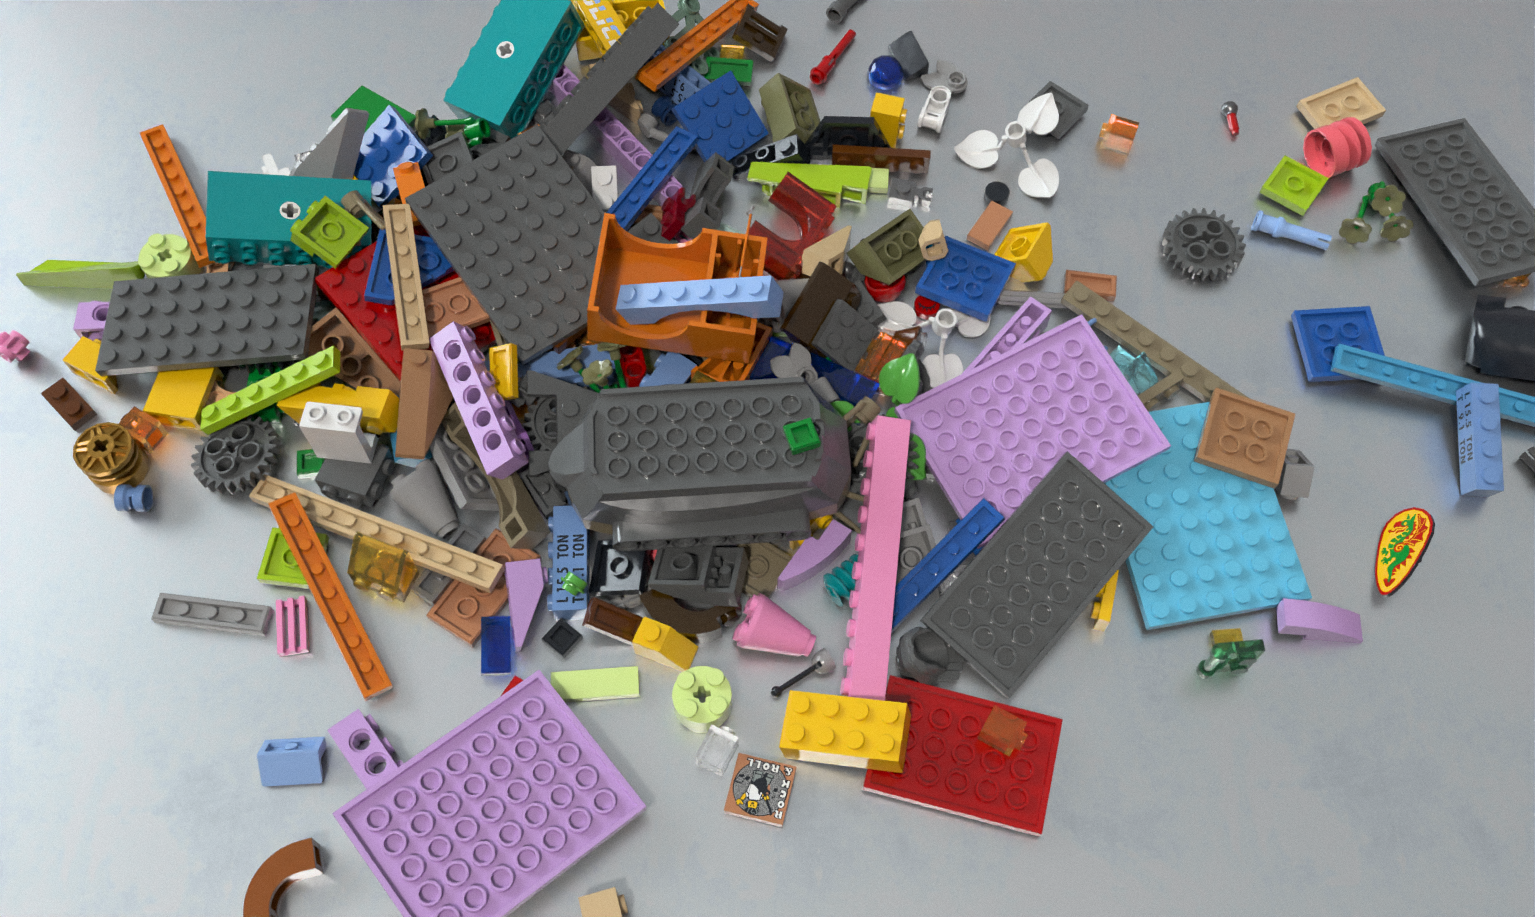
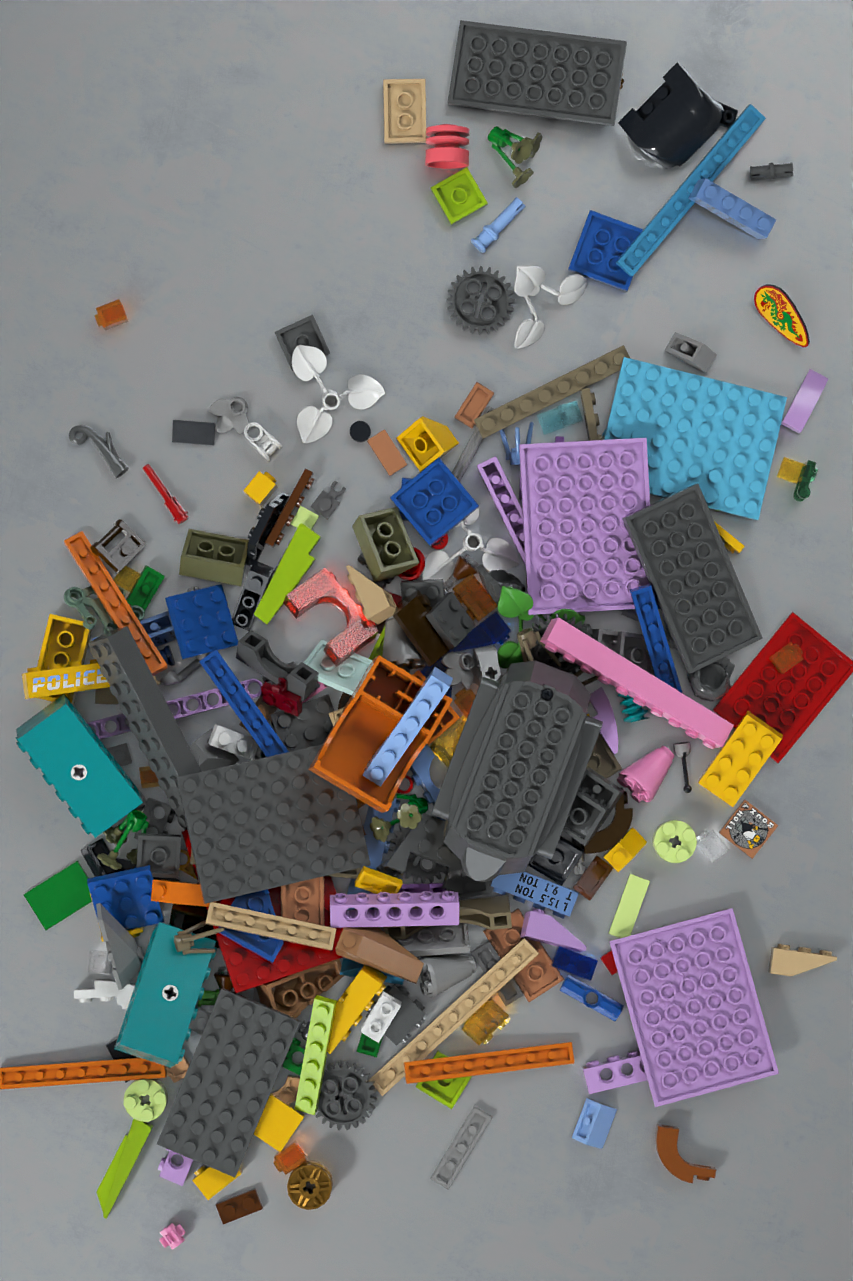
camera: 65 degrees left, 25 degrees up
(135, 498) = (346, 1178): medium blue wheel -> none
(281, 630) = (491, 1103): bright pink tile -> none
(328, 231) = (205, 970): lime plate -> none
(461, 667) = (579, 991): none -> blue piece
(562, 638) = (585, 916): black tile -> none
(573, 584) = (560, 895): bright green plate -> none
(746, 238) = (376, 672): orange piece -> none
(801, 436) = (552, 705): green tile -> none
(885, 72) = (202, 460): clear blue hair -> none
(933, 241) = (396, 512): tan rock -> none
(1118, 134) = (351, 306): clear orange brick -> none
(1229, 110) = (366, 201): piece -> none
(1245, 437) = (660, 378): medium nougat plate -> none
(1258, 253) = (528, 283): none -> white plant

